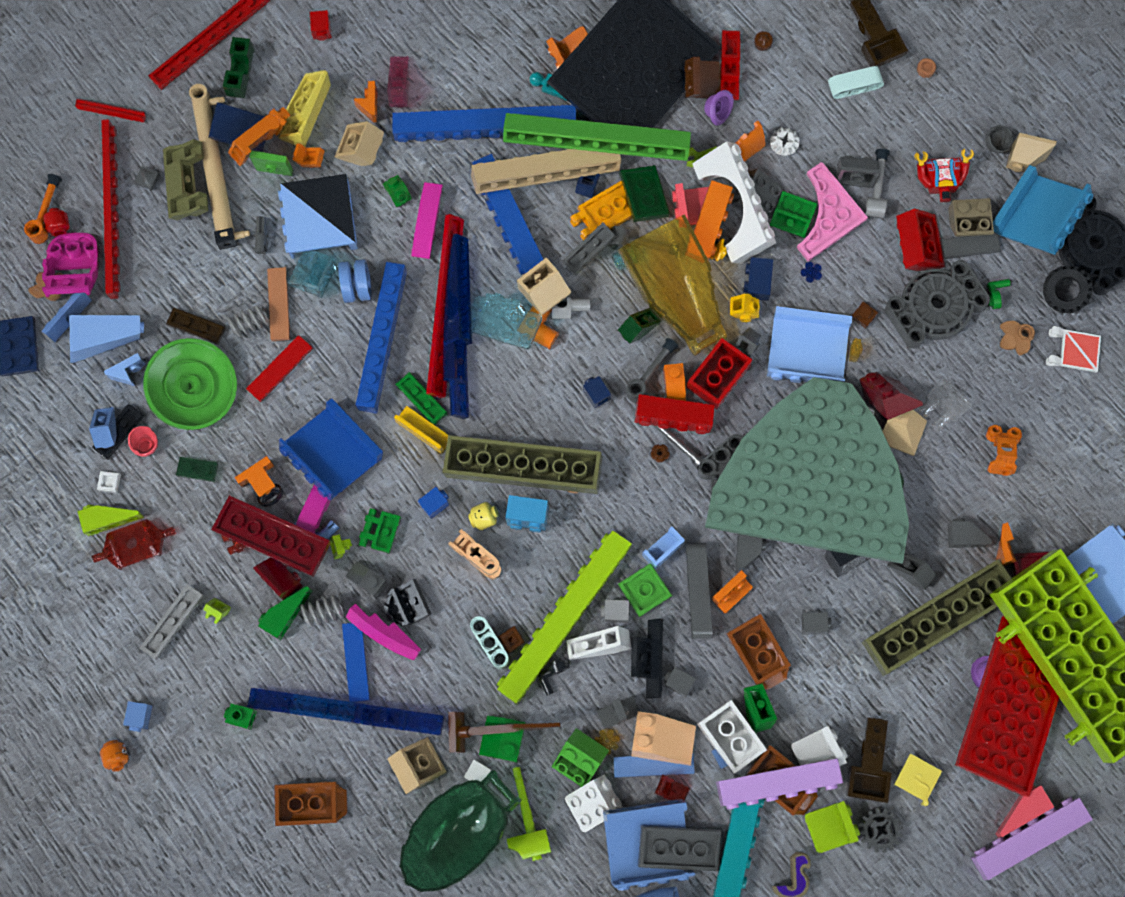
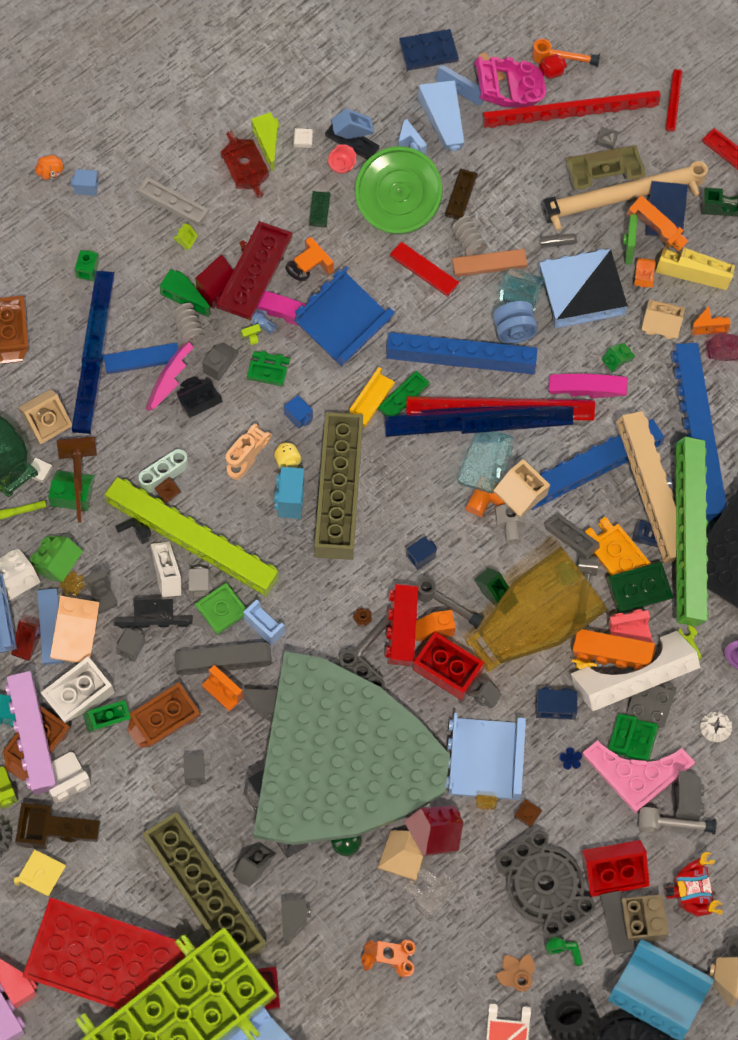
camera: 80 degrees right, 10 degrees down
(744, 307) = (522, 689): yellow brick -> none
(752, 142) = (704, 686): orange slope -> none
(1005, 551) = (279, 952): orange slope -> none

